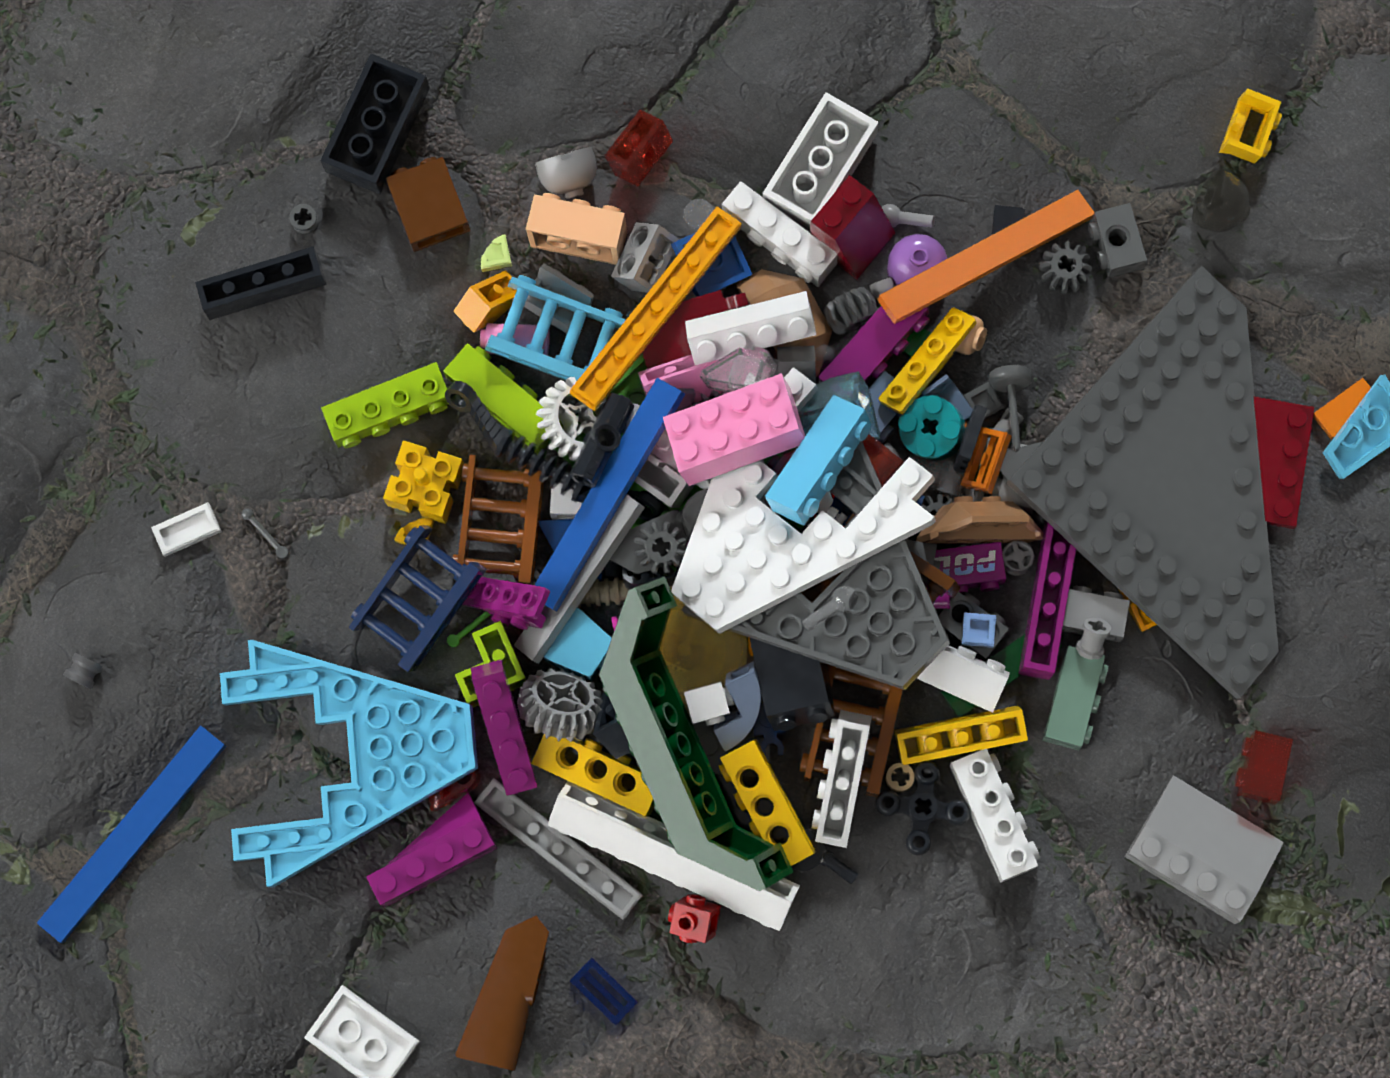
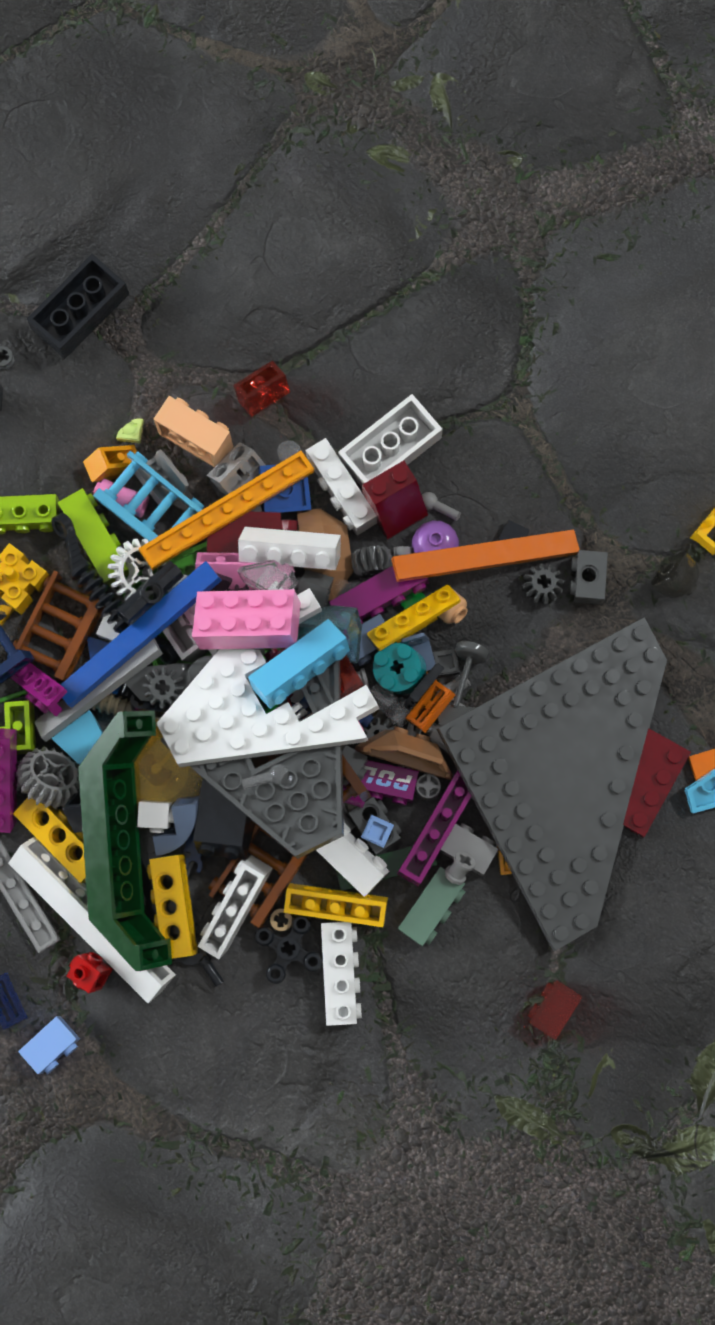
camera: 15 degrees right, 0 degrees up
(427, 203) = (94, 377): reddish brown panel -> none
(568, 172) = (204, 389): light grey cylinder -> none
(679, 1023) = (49, 1045): none -> light blue brick
(1204, 850) = (488, 1056): light grey slope -> none

